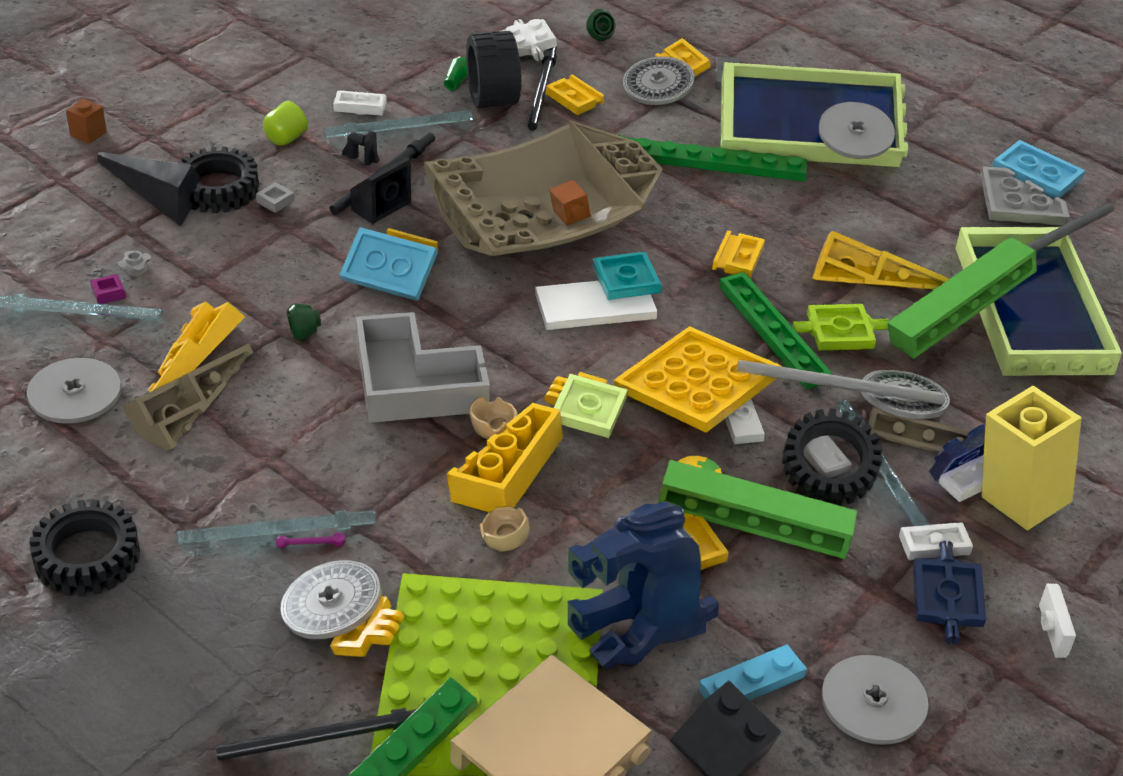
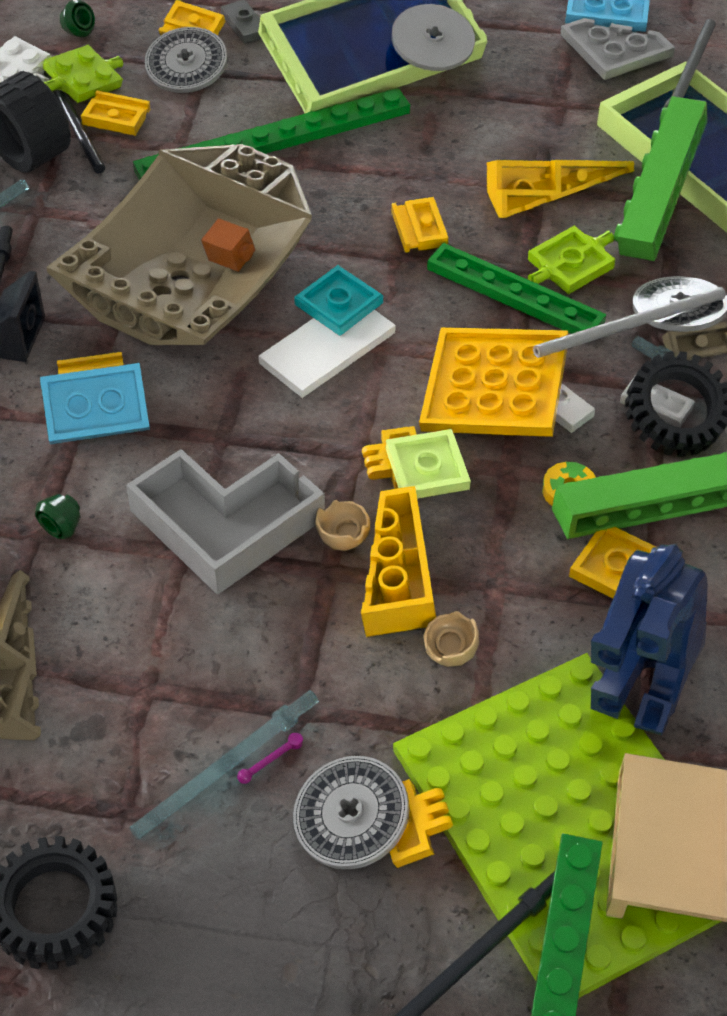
camera: 30 degrees left, 10 degrees up
(571, 58) = (82, 73): none -> lime plate

